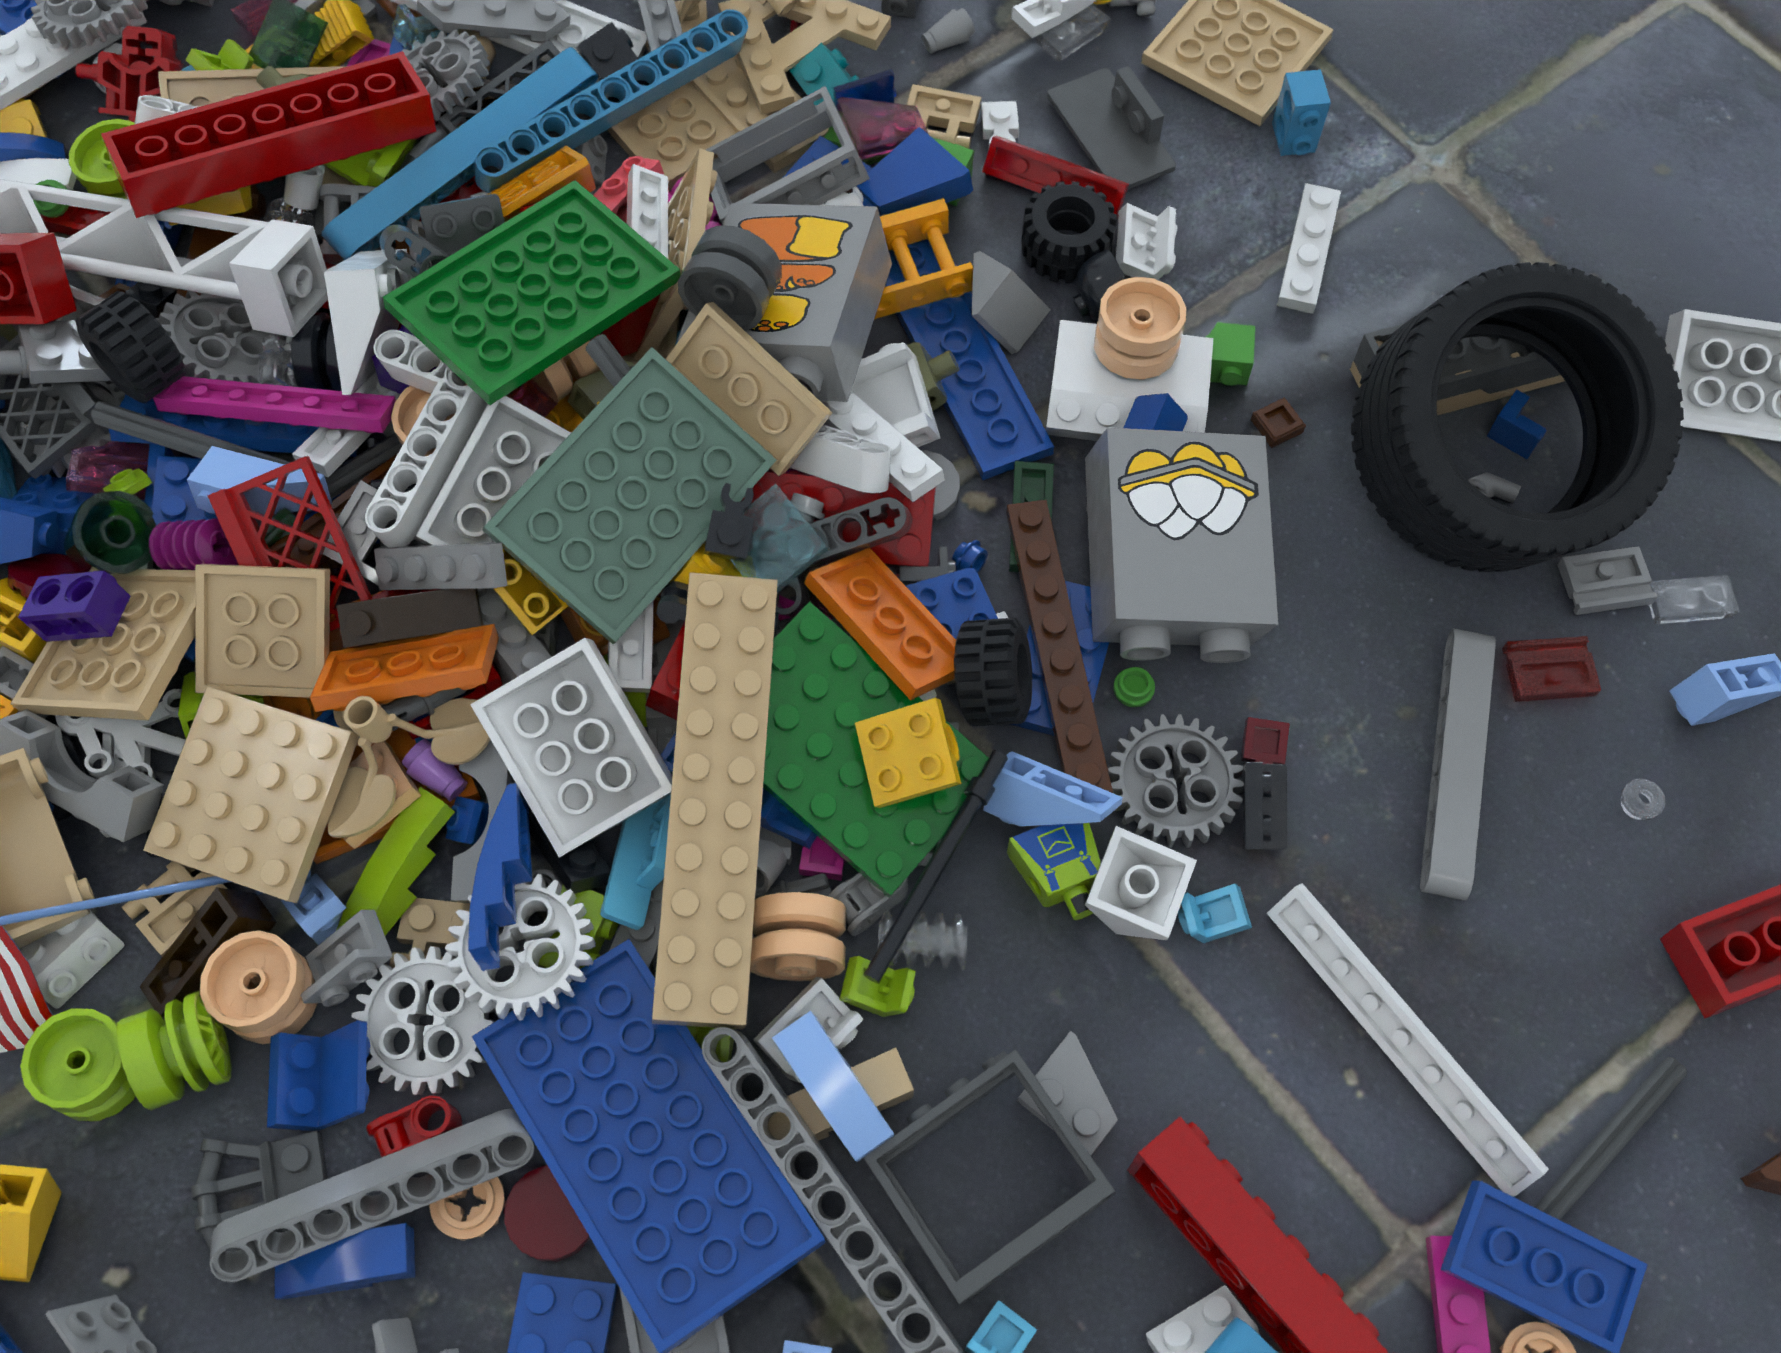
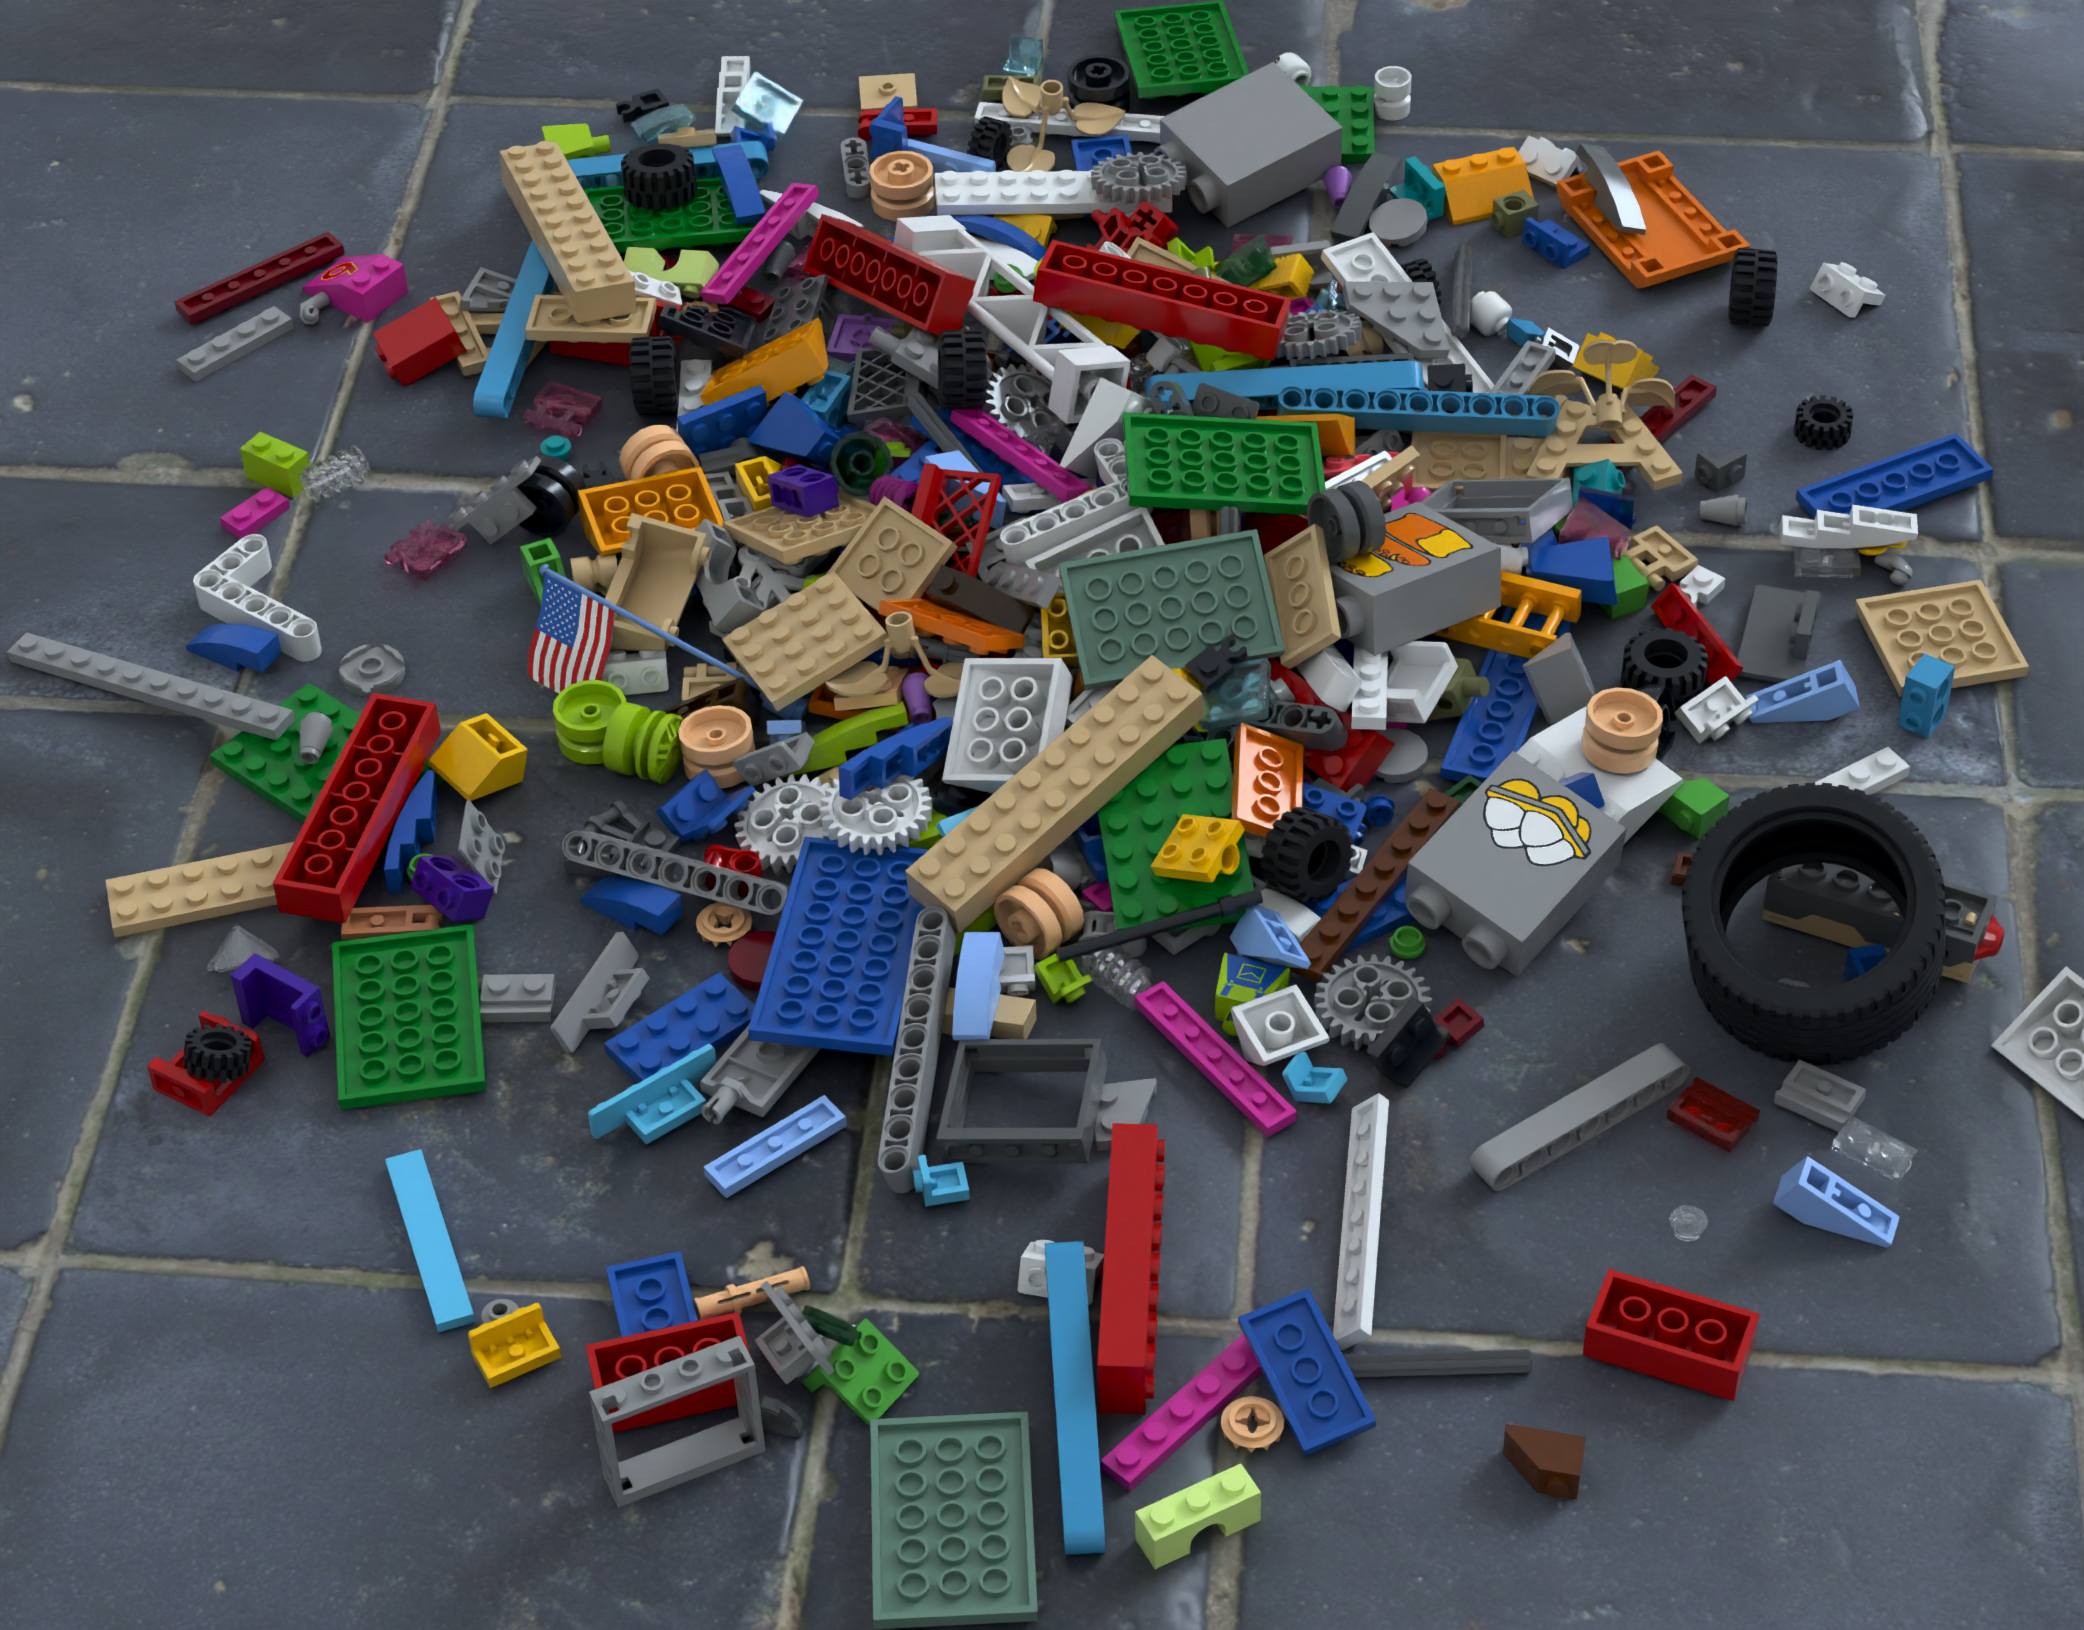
camera: 45 degrees right, 20 degrees down
(1025, 739) = (1296, 916): none -> white slope
(1101, 961) = (1215, 1059): none -> dark pink plate
(1202, 176) = (1808, 697): none -> light blue slope

